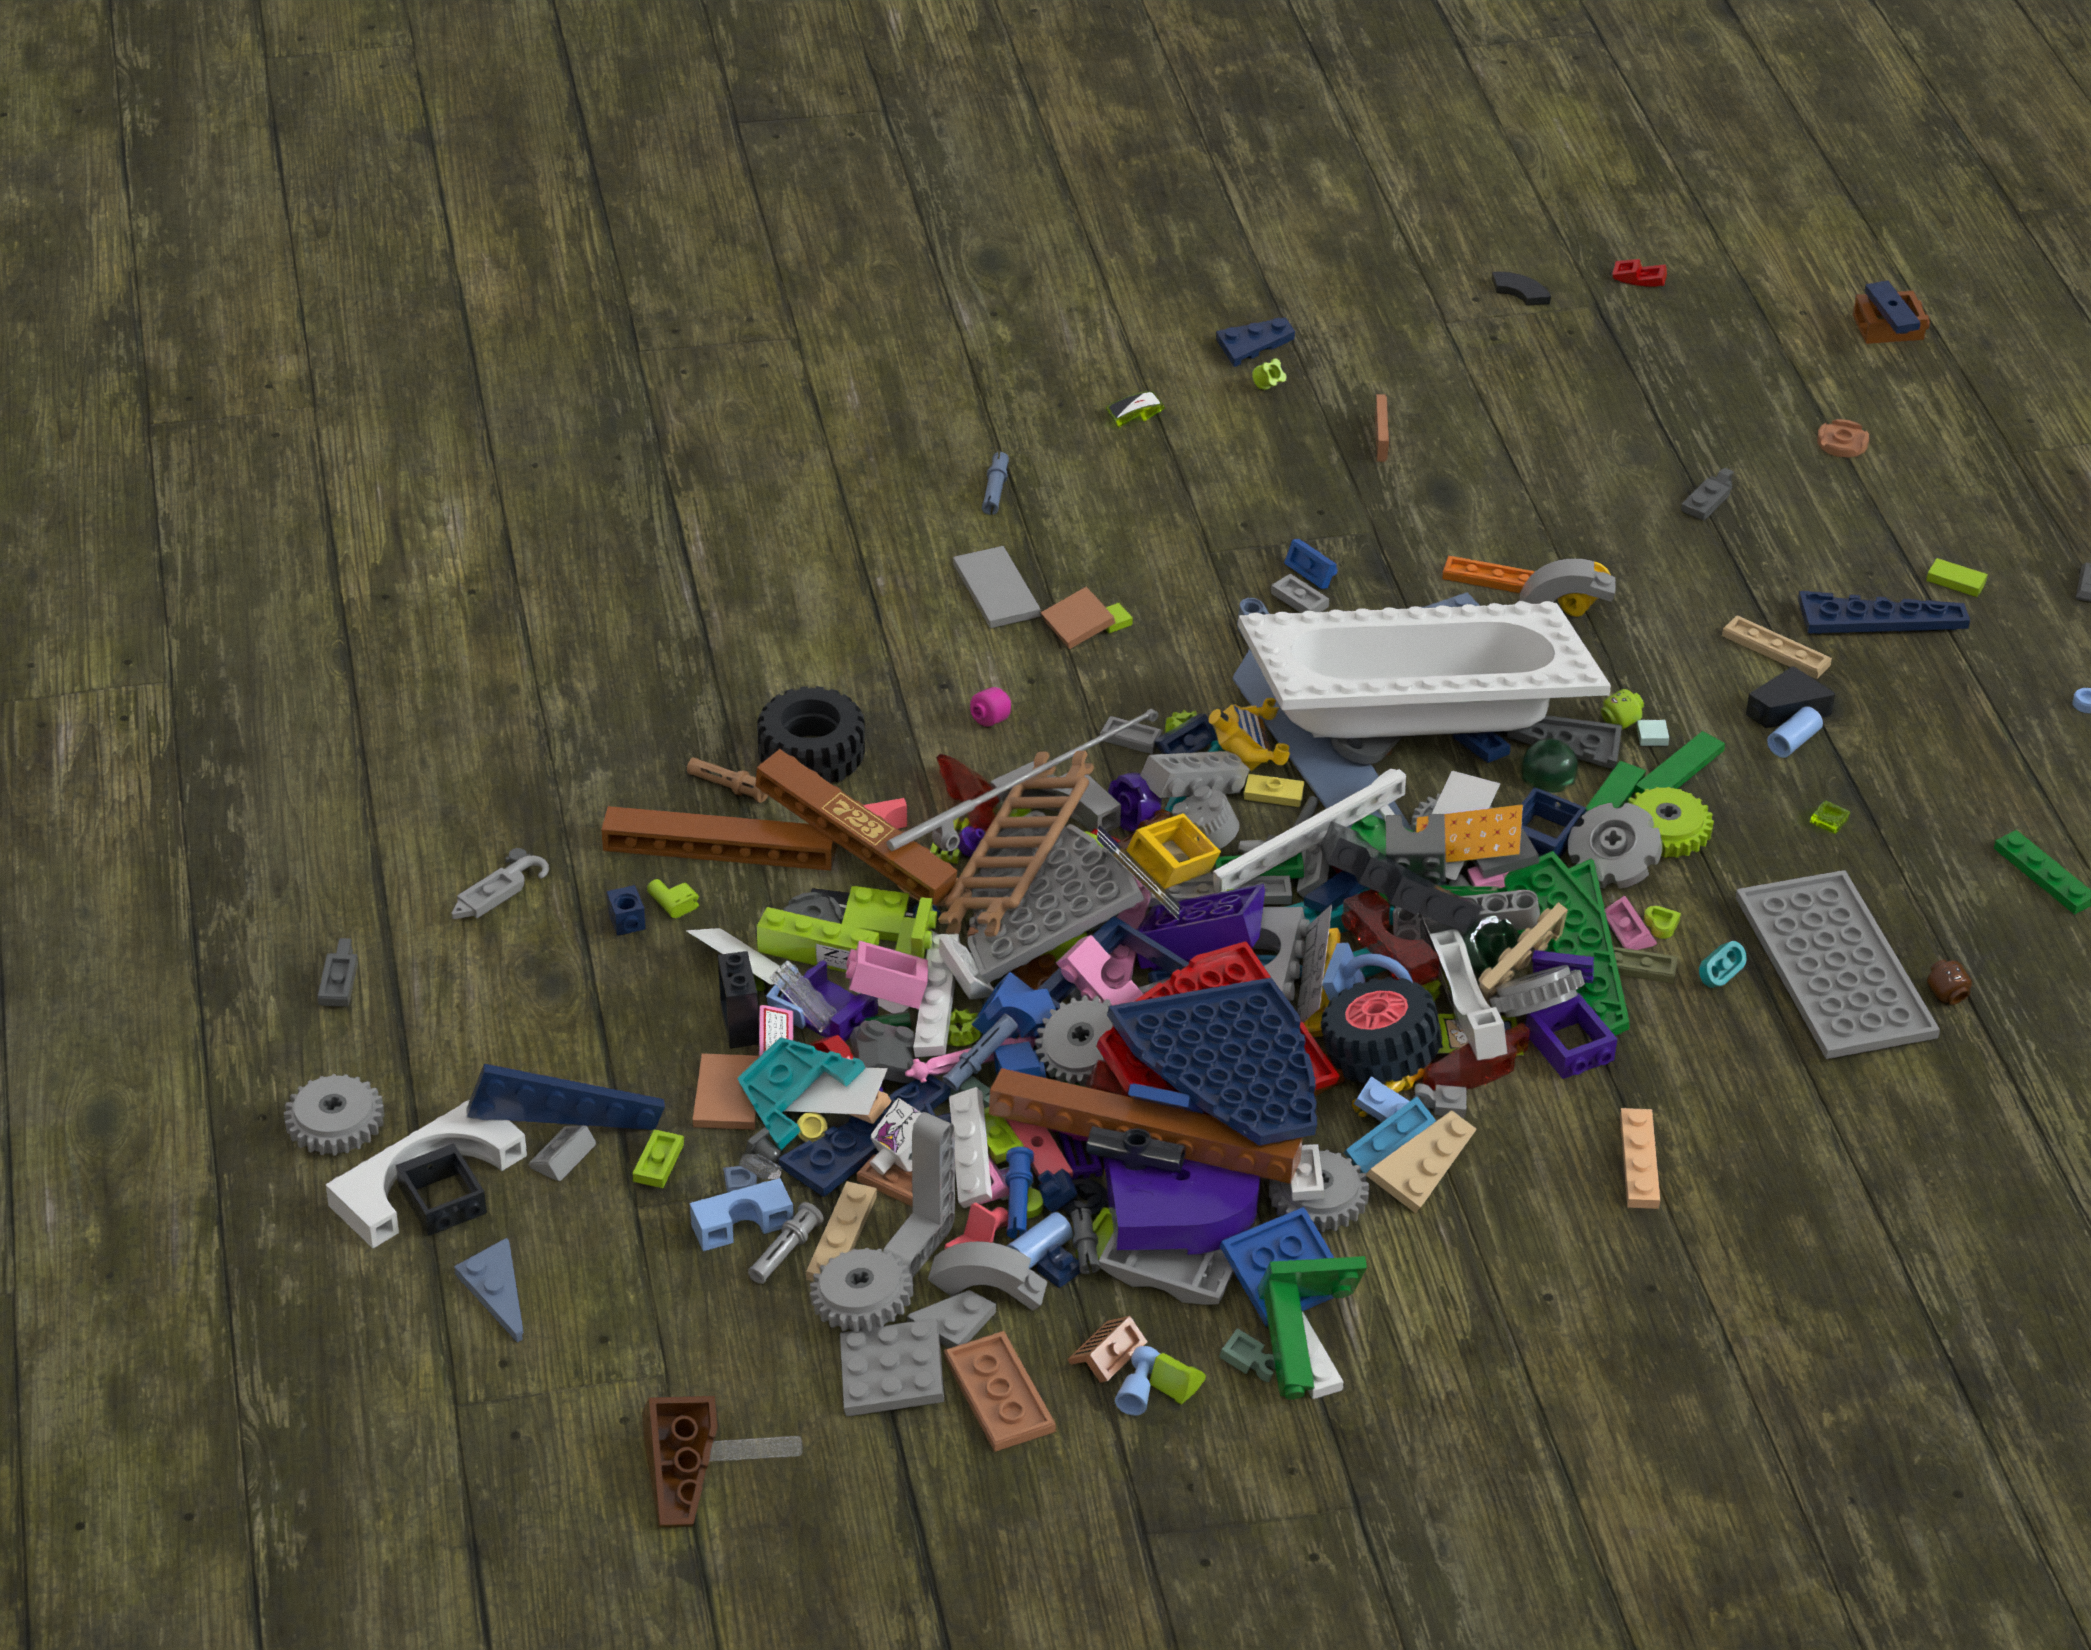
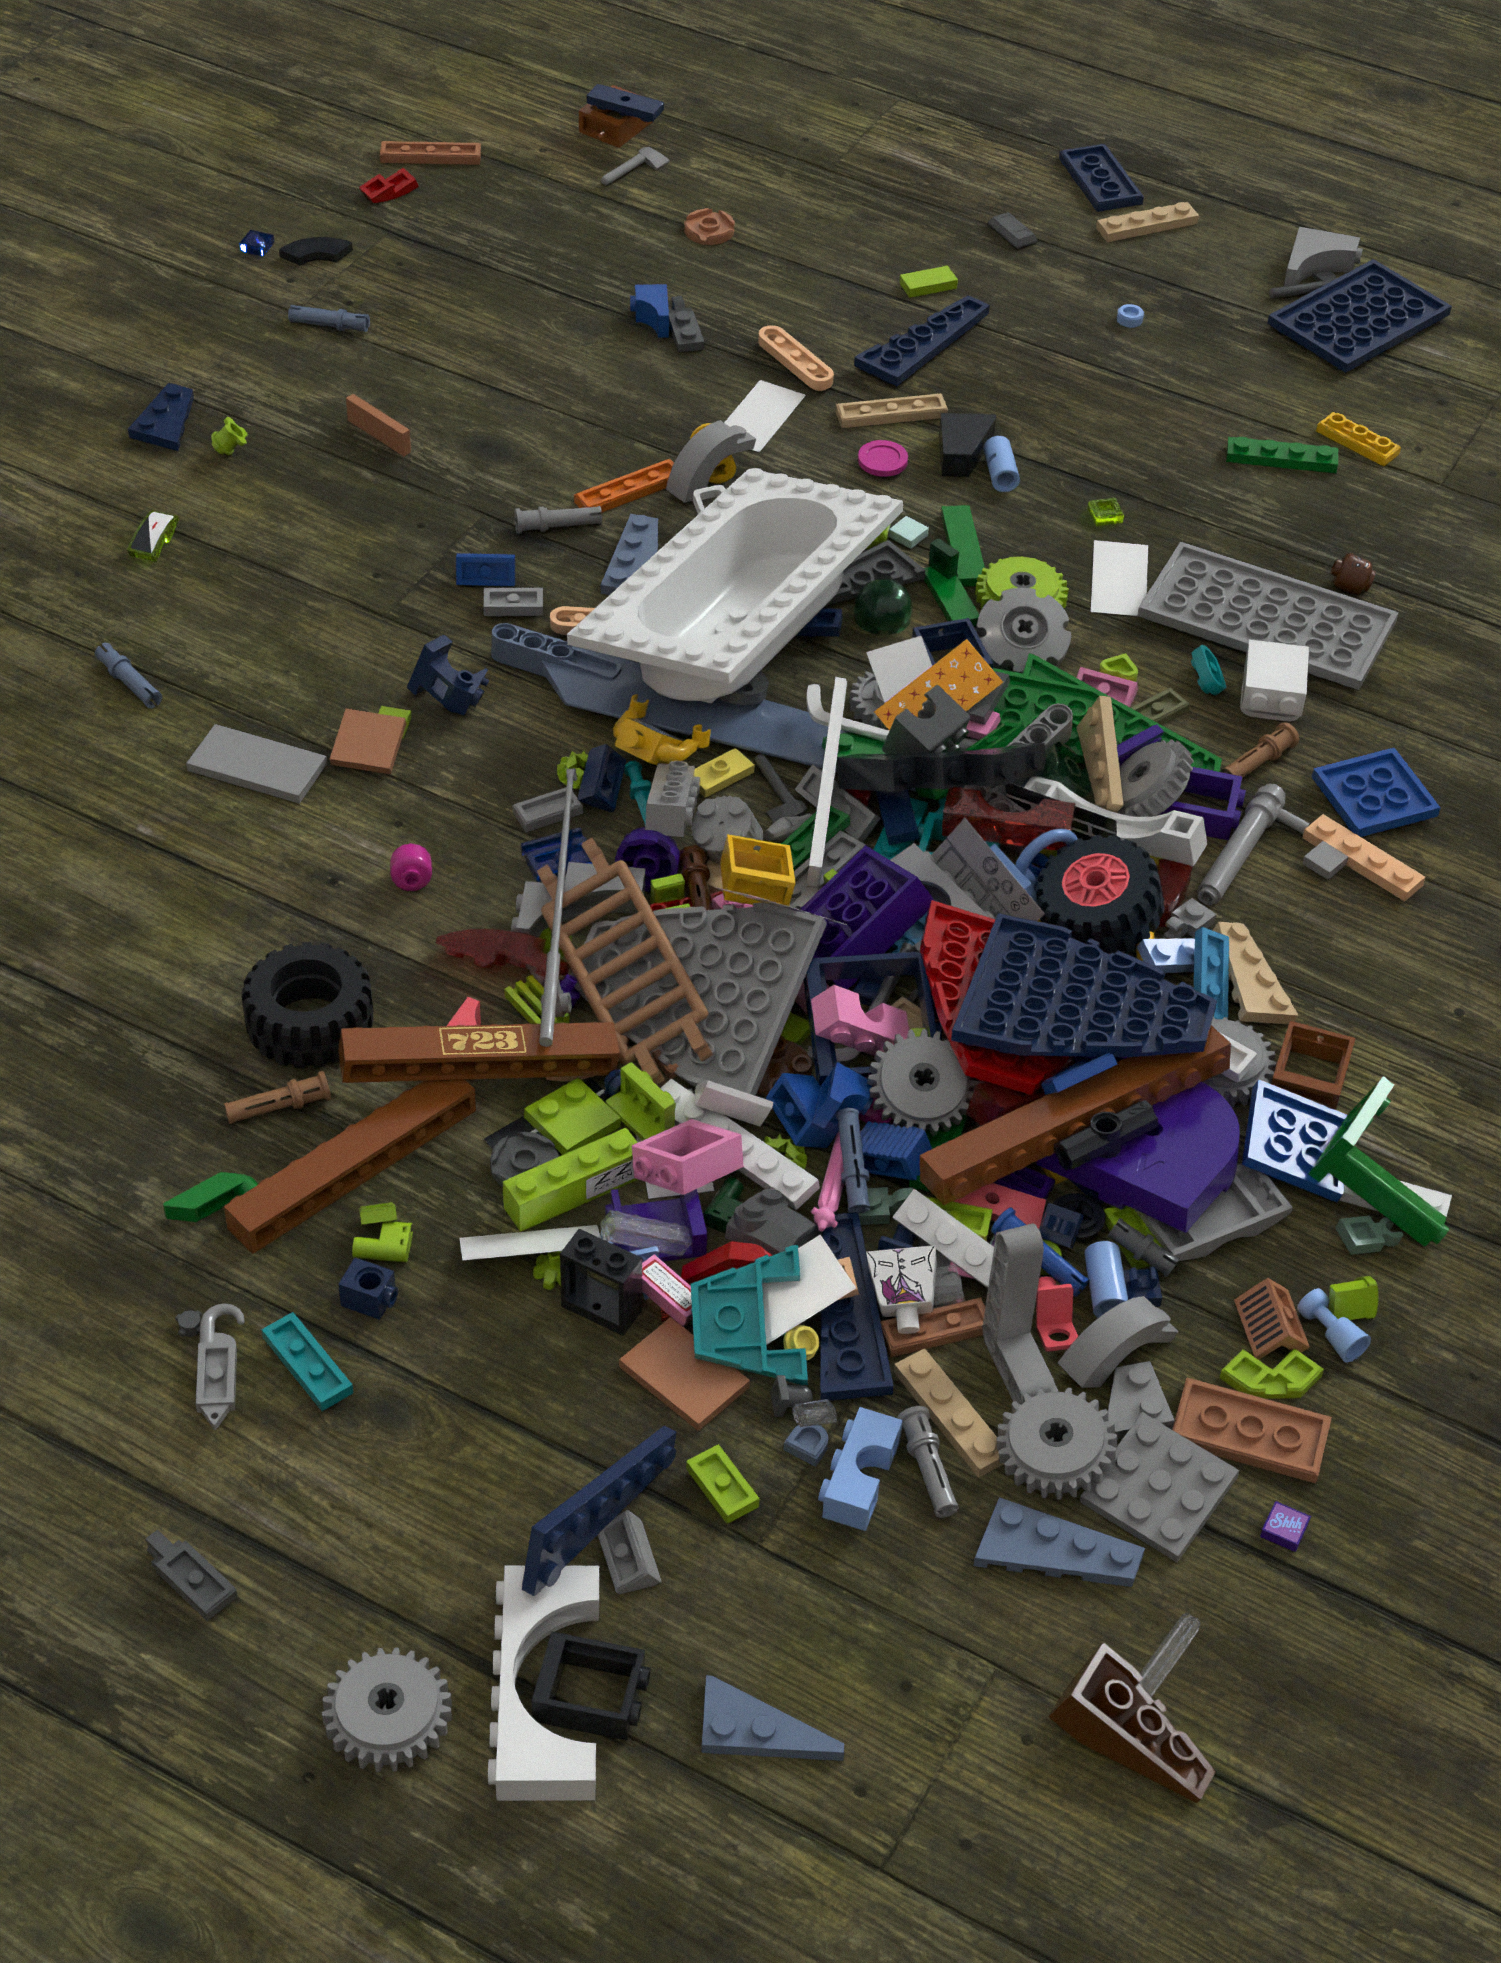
camera: 50 degrees left, 5 degrees up
(543, 922) = (307, 1361): none -> teal plate
(603, 796) = (207, 1196): none -> green piece
(689, 877) = (377, 1213): none -> lime tile
(786, 1344) = (1041, 1542): none -> sand blue wing
(934, 1452) = (1285, 1526): none -> tile
(1064, 1386) = (1287, 1380): none -> lime tile
(1105, 762) = (547, 851): none -> clear blue plate
(1121, 827) = (667, 889): none -> lime tile
(1169, 604) = (433, 668): none -> dark blue tile
(1342, 1226) = (1305, 1040): none -> dark orange window
(1401, 558) = (543, 518): none -> light grey pin
(1462, 343) = (338, 319): none -> sand blue pin
(1486, 259) = (256, 243): none -> clear blue tile
(1603, 1076) = (1259, 814): none -> light grey cylinder
(1607, 1138) = (1325, 860): none -> light grey tile
(1636, 760) = (943, 558): none -> dark green plate
(1672, 589) = (764, 411): none -> white sticker
(1683, 1042) = (1268, 748): none -> medium nougat pin
(1699, 464) = (651, 307): none -> blue arch
(1709, 267) = (430, 152): none -> nougat tile
(1713, 672) = (882, 458): none -> dark pink piece
(1716, 1125) = (1375, 792): none -> blue plate
(1754, 1002) = (1274, 680): none -> white brick
(1757, 565) = (796, 357): none -> light nougat plate
(1770, 863) = (1118, 577): none -> white sticker
(1876, 362) = (646, 154): none -> light grey piece

